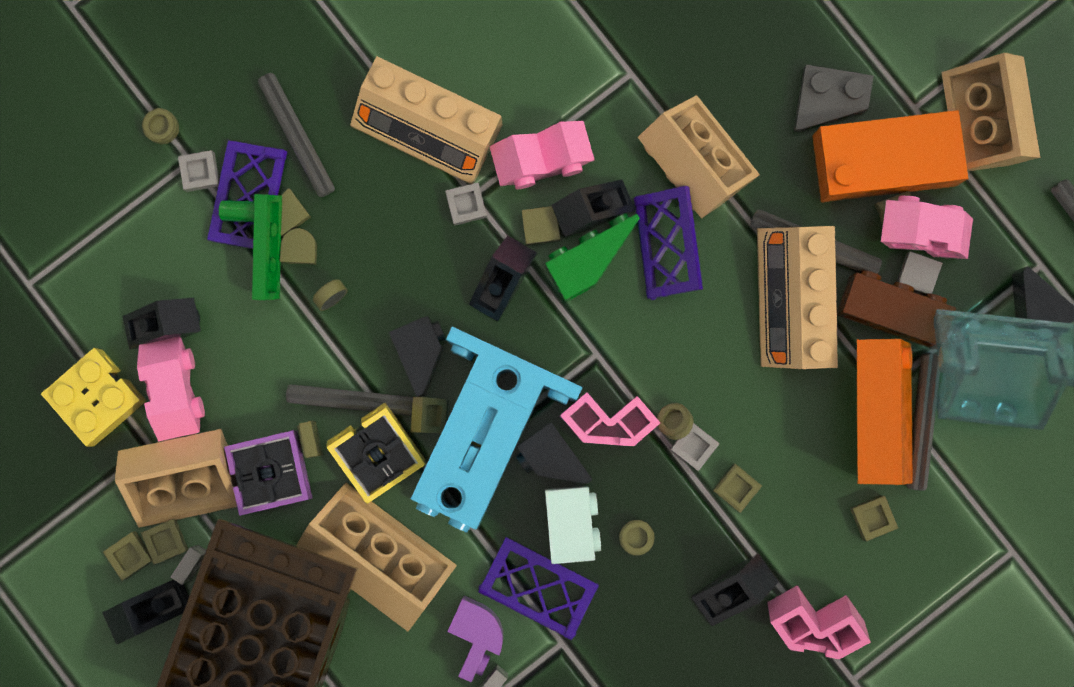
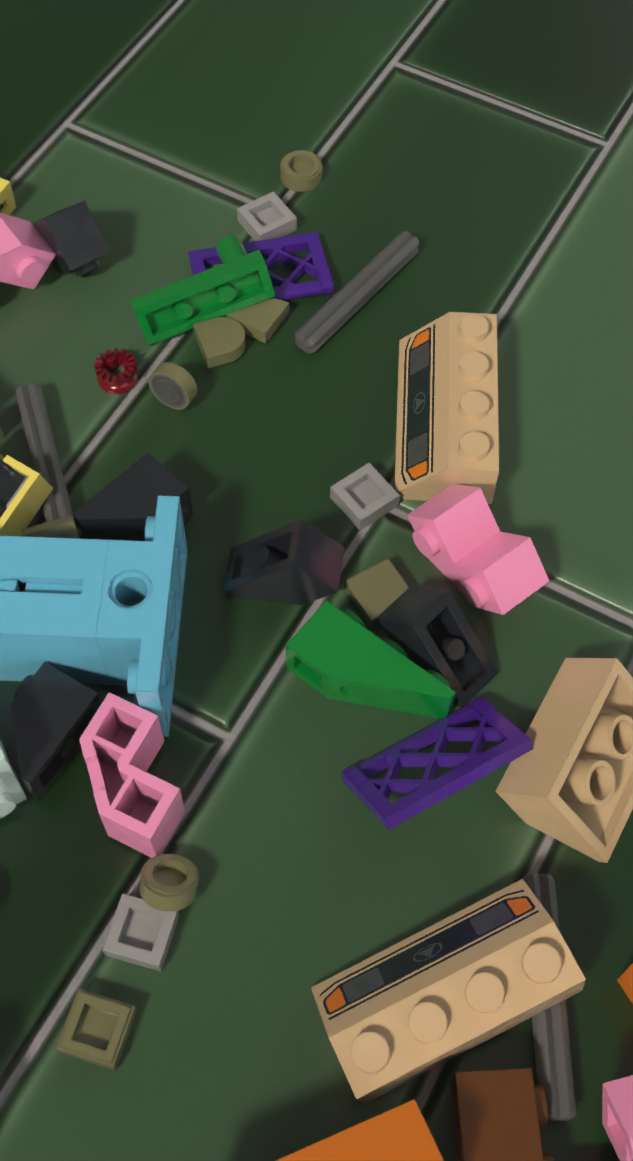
camera: 65 degrees right, 25 degrees down
(285, 330) = (110, 362): none -> dark red bush

